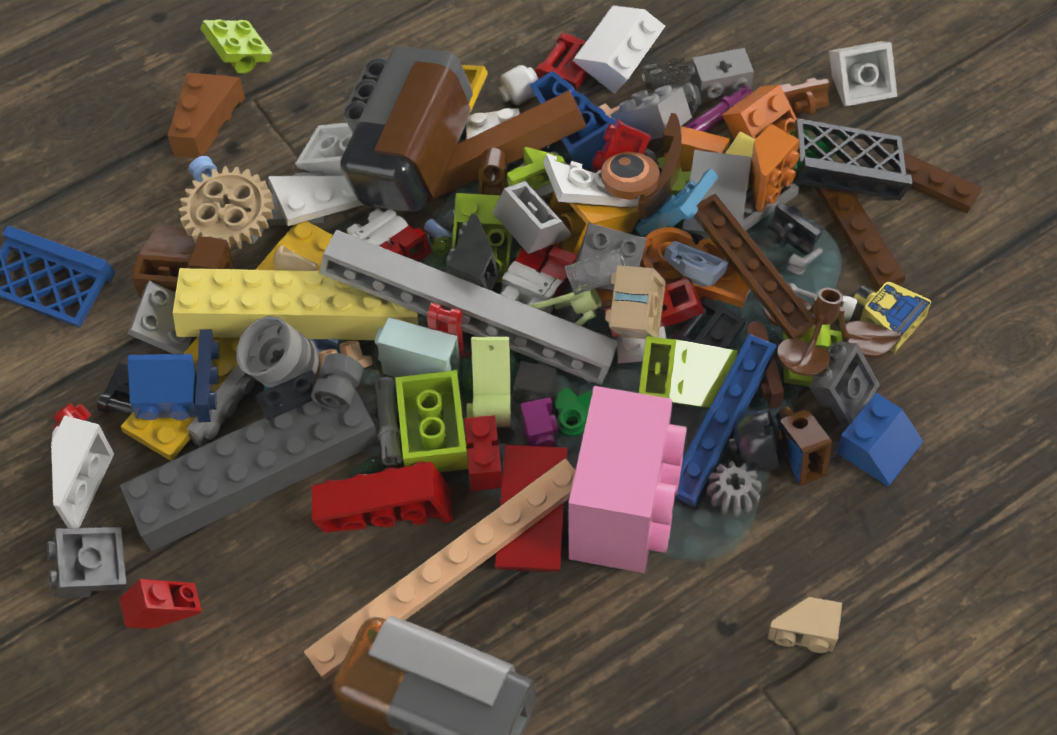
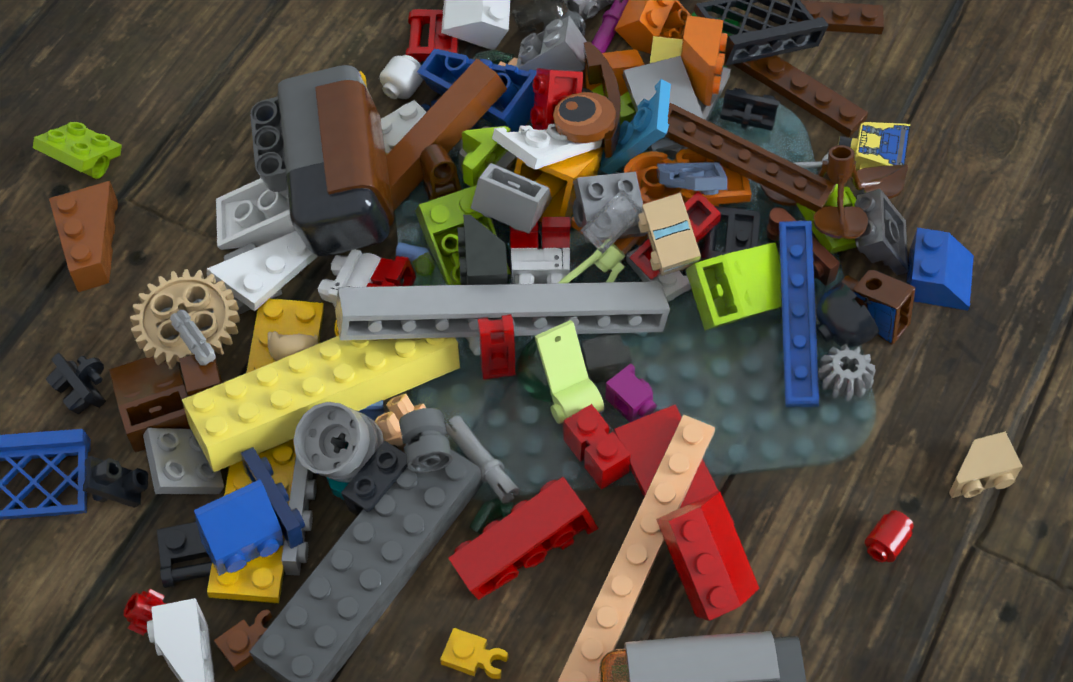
camera: 30 degrees left, 0 degrees up
(105, 311) = (111, 481): none -> black hips
(125, 472) = (240, 639): none -> dark orange plate
(132, 223) = (80, 378): none -> black hips
(201, 165) = (123, 292): light blue bush -> none
(216, 223) = (193, 337): none -> light grey axle
(289, 569) = (468, 652): none -> yellow plate
(415, 350) = (476, 378): light aqua brick -> none
(432, 420) = (530, 438): lime brick -> none
(518, 584) = (708, 556): none -> red slope
(572, 409) = (662, 364): green plate -> none
(609, 98) = (494, 56): none -> clear green arm
(625, 480) = (763, 406): bright pink brick -> none
(685, 643) = (889, 536): none -> red brick
(798, 264) = (771, 140): light grey hand -> none

